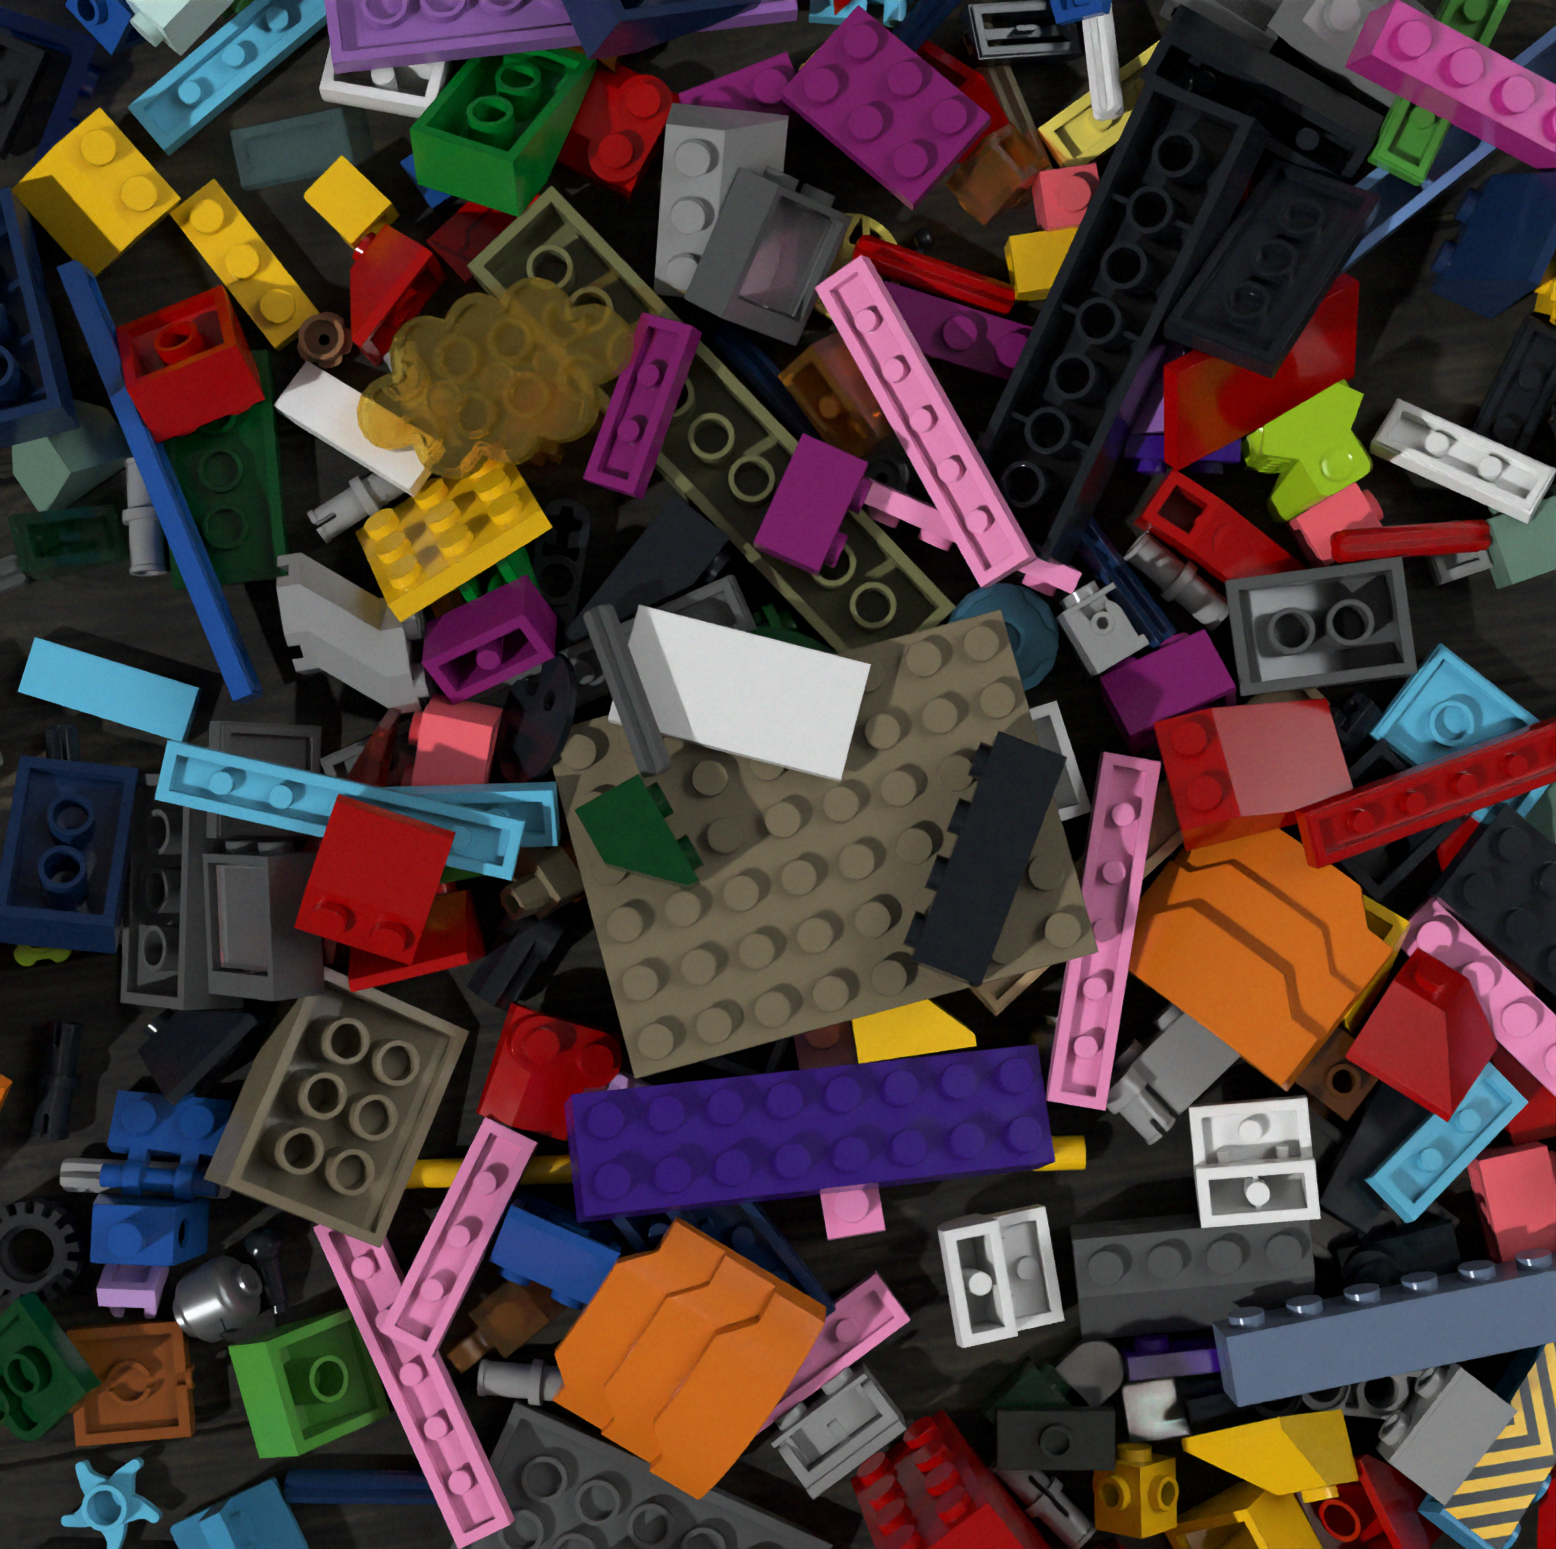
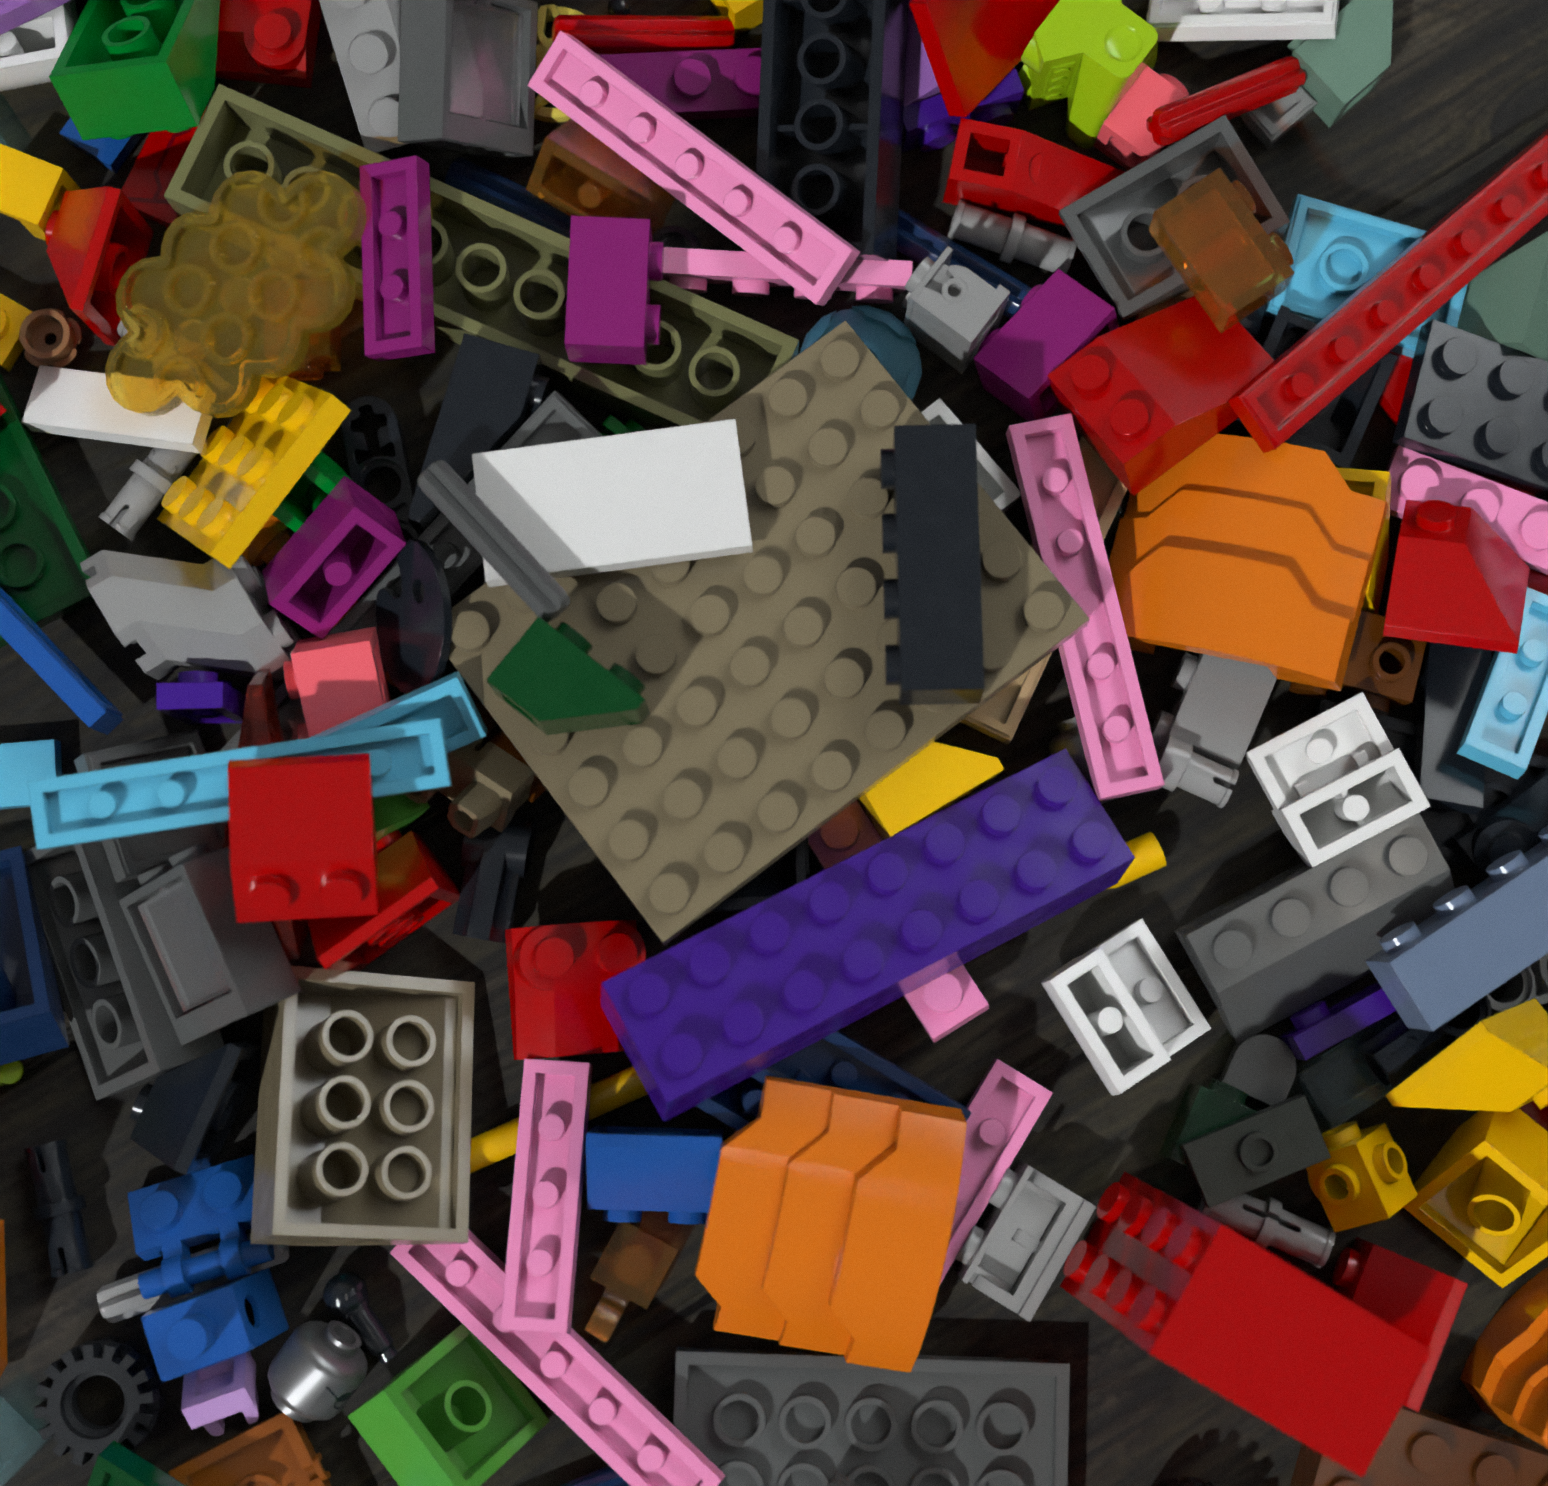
camera: 30 degrees left, 5 degrees down
(337, 710) = (201, 699): none -> dark purple plate
(519, 1380) = (672, 1326): light grey pin -> none
(1347, 677) = (1222, 249): none -> clear orange brick

